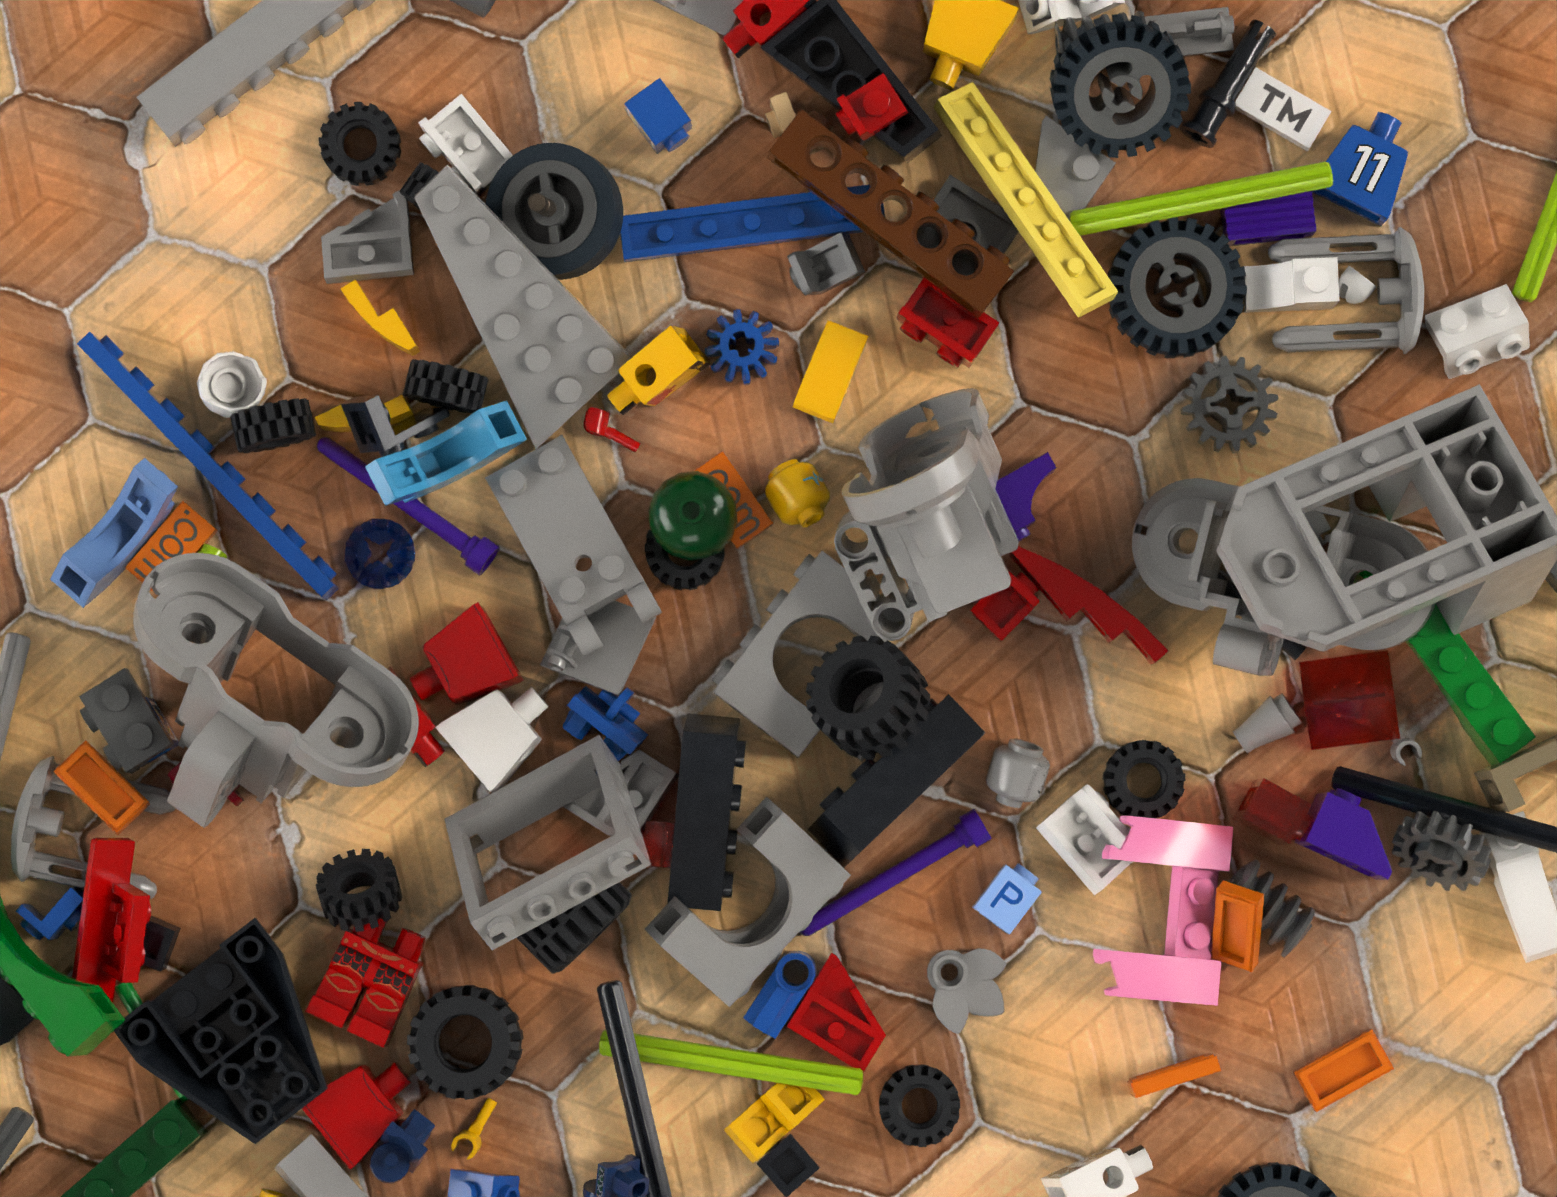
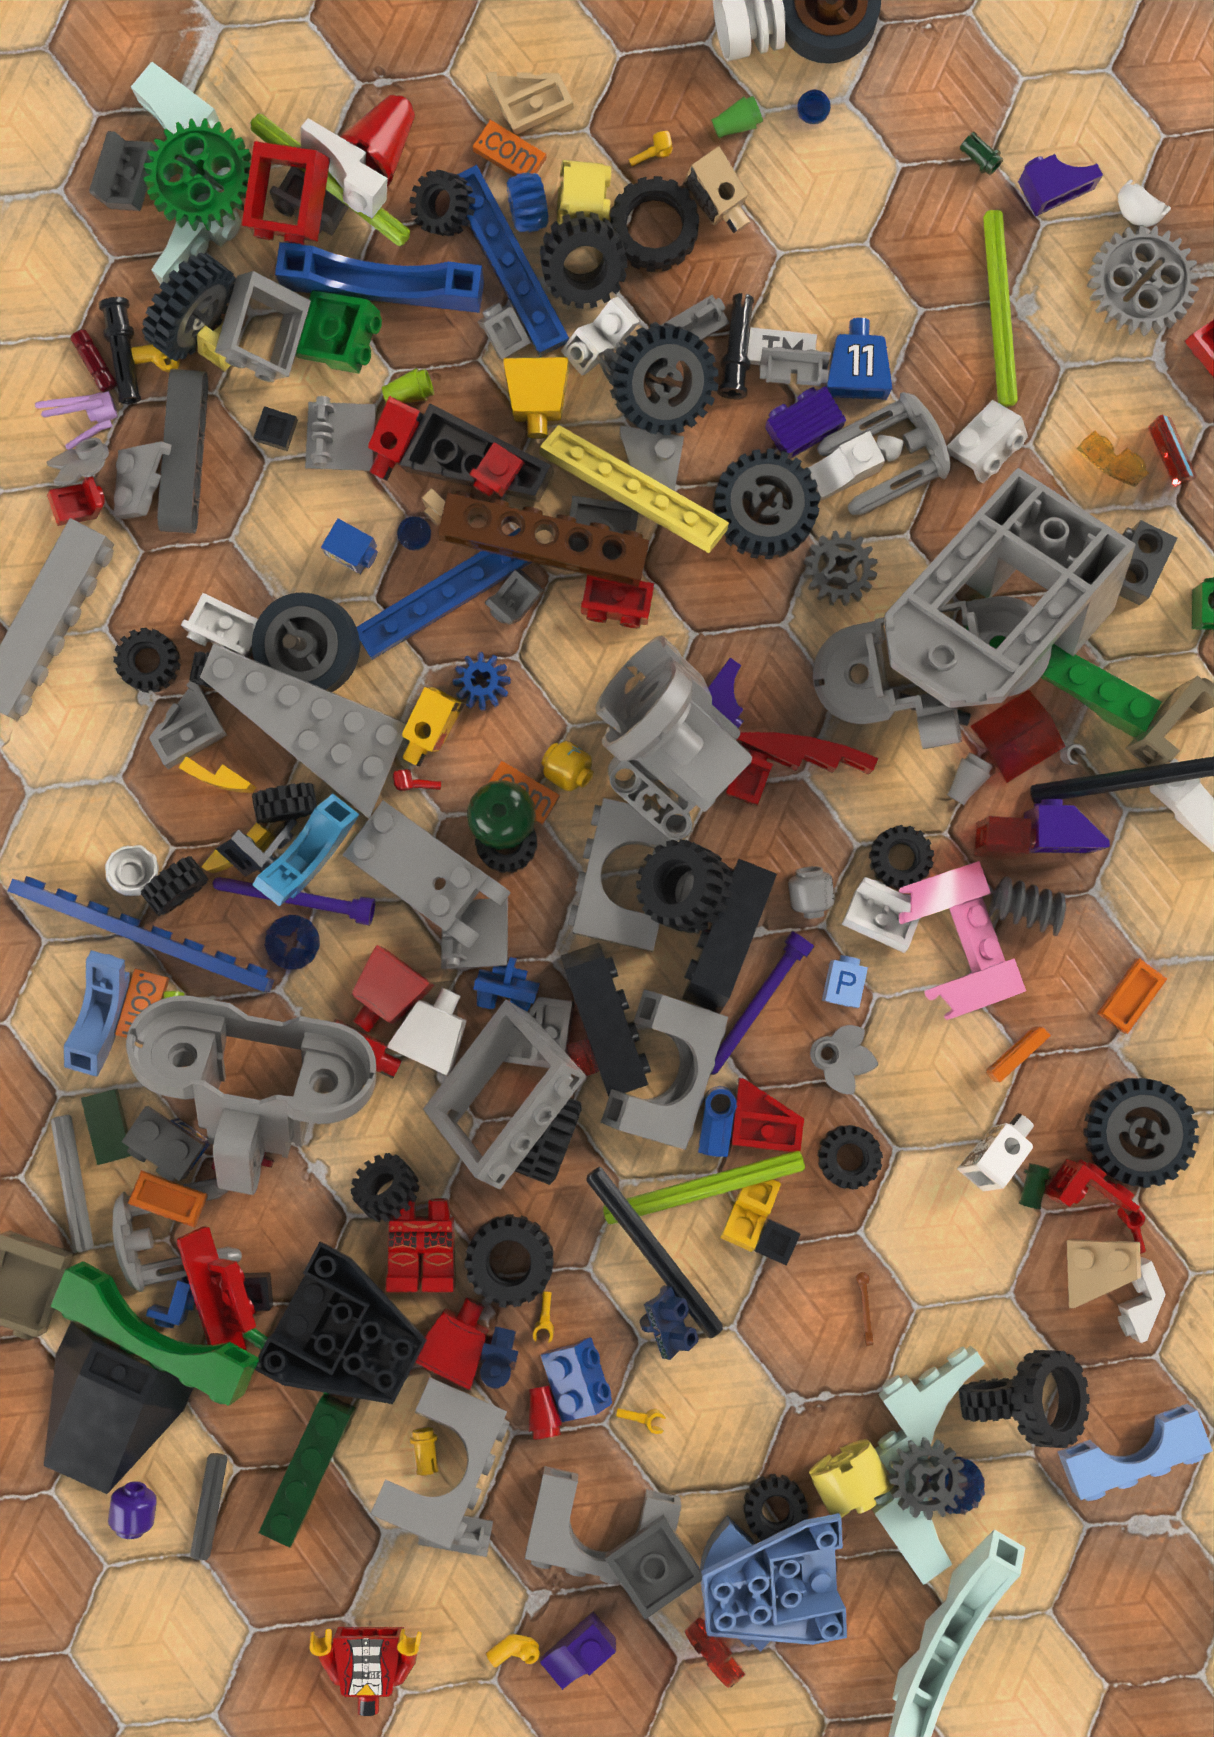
camera: 30 degrees left, 0 degrees up
(67, 670) = (106, 1125): none -> dark green tile
(742, 134) = (414, 533): none -> clear blue plate
(830, 371) = (551, 671): yellow slope -> none
(1202, 198) = (757, 431): lime axle -> none
(1237, 926) = (1015, 928): orange tile -> none
(1269, 127) = (809, 365): none -> light grey hinge
(1440, 850) = (1132, 811): dark grey gear -> none

